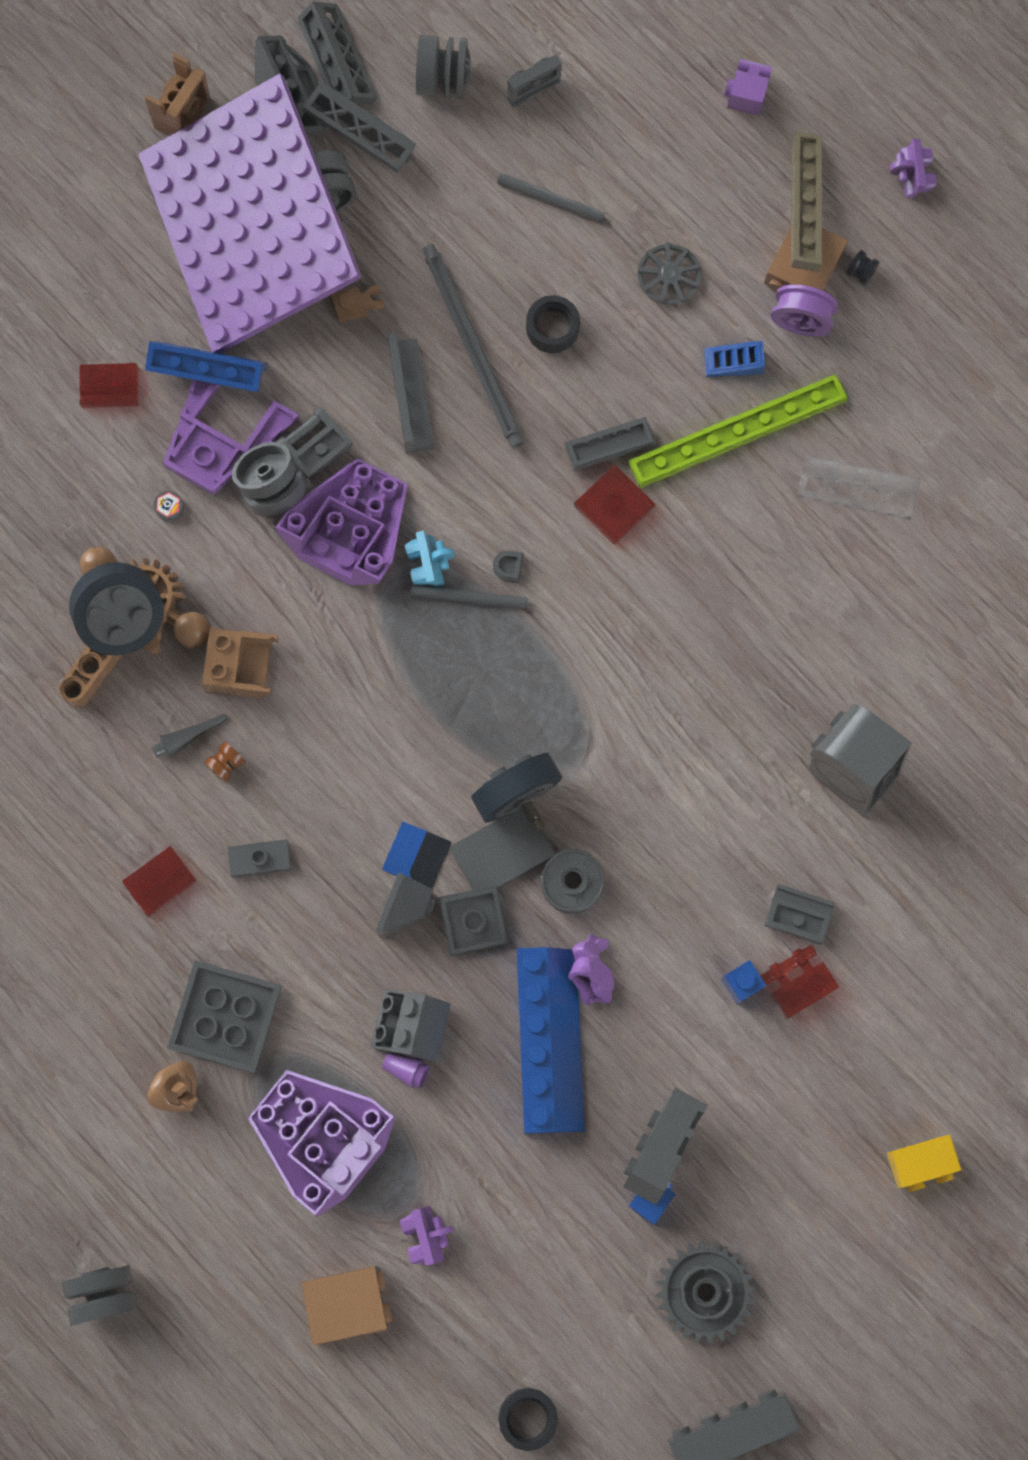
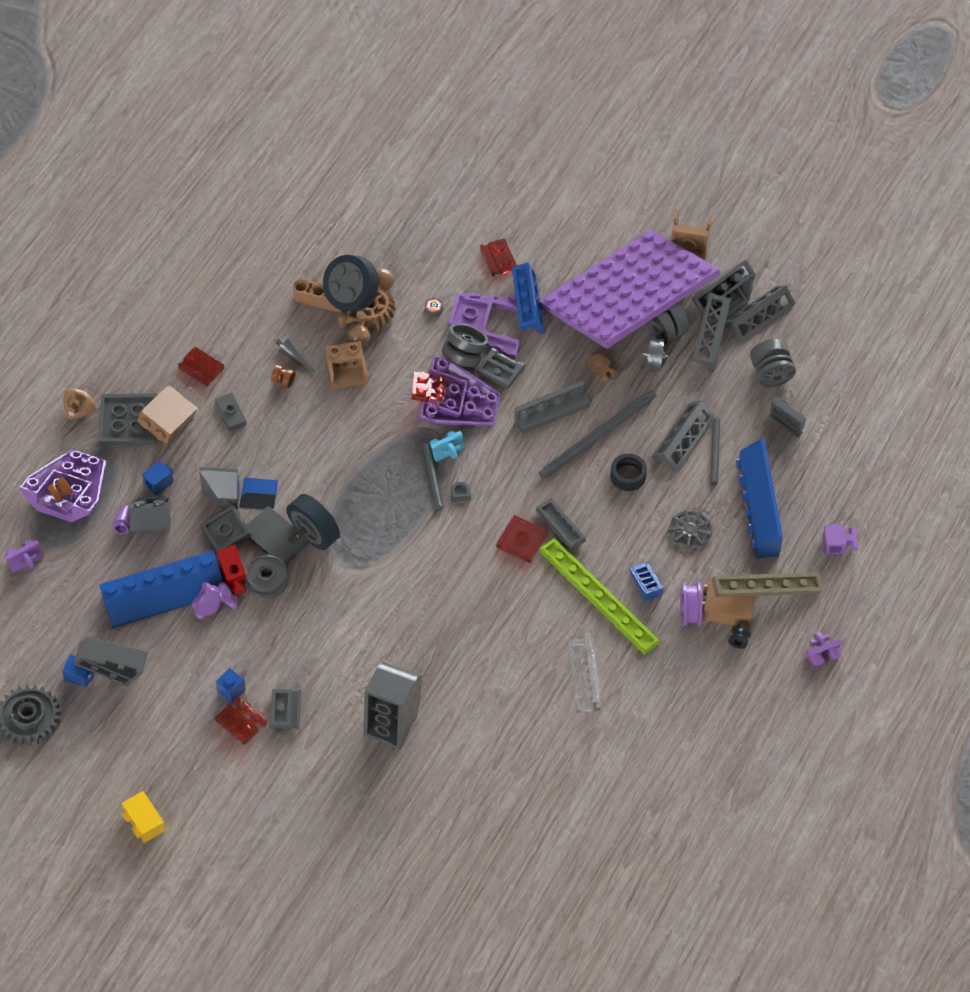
camera: 75 degrees right, 20 degrees down
(245, 955) = (167, 414): none -> brick
(327, 562) = (422, 387): none -> clear red plate
(337, 1152) = (64, 487): none -> dark orange wheel
(348, 997) = (158, 477): none -> blue brick
(371, 219) = (655, 354): none -> flat silver wheel
(510, 231) = (672, 441): none -> dark grey fence
(541, 928) = (232, 569): none -> red torso
(660, 162) = (760, 500): none -> blue slope

